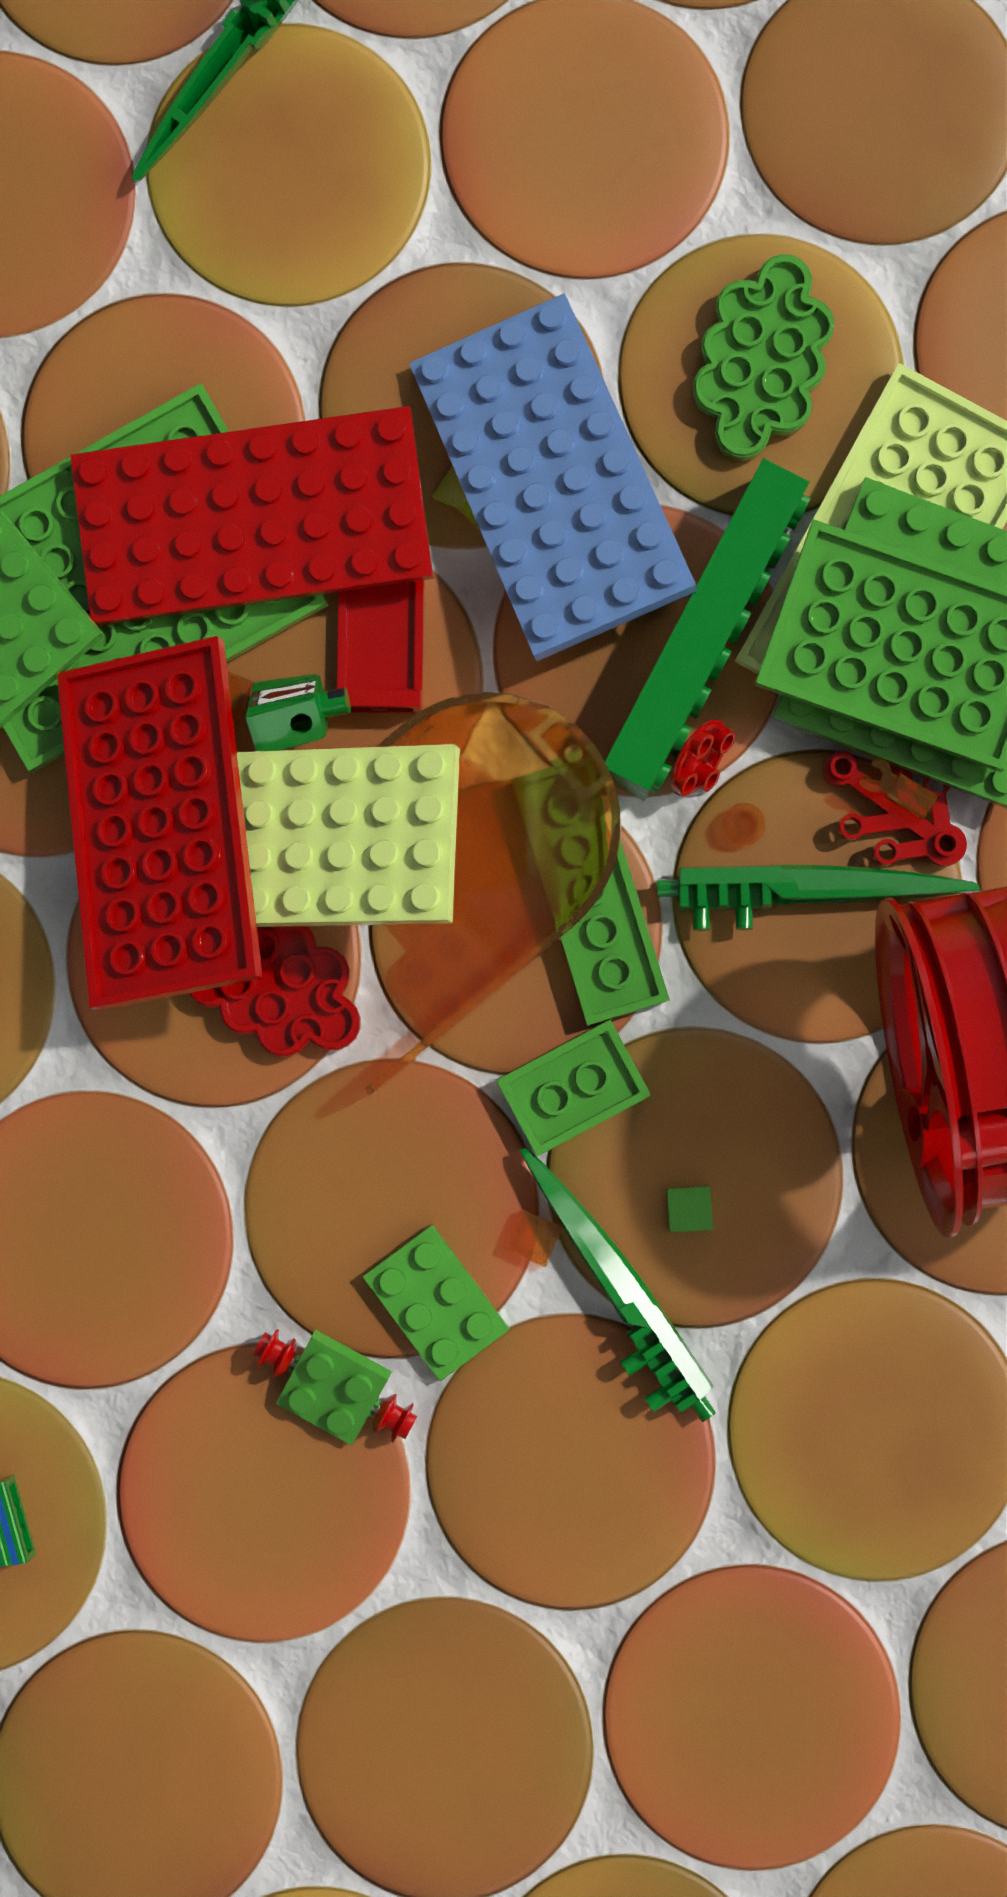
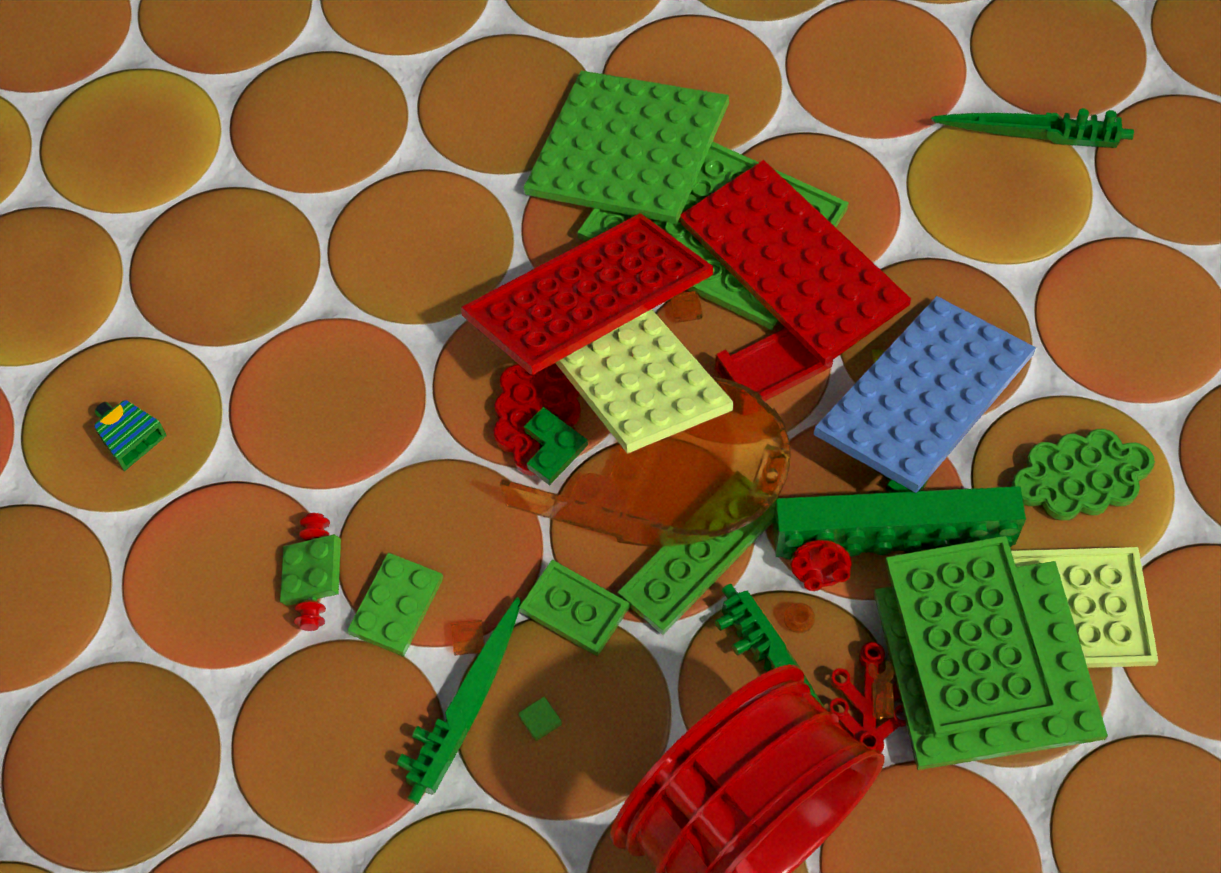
camera: 60 degrees right, 25 degrees down
(292, 711) = (697, 332): green torso -> none
(343, 978) = (559, 443): none -> green plate

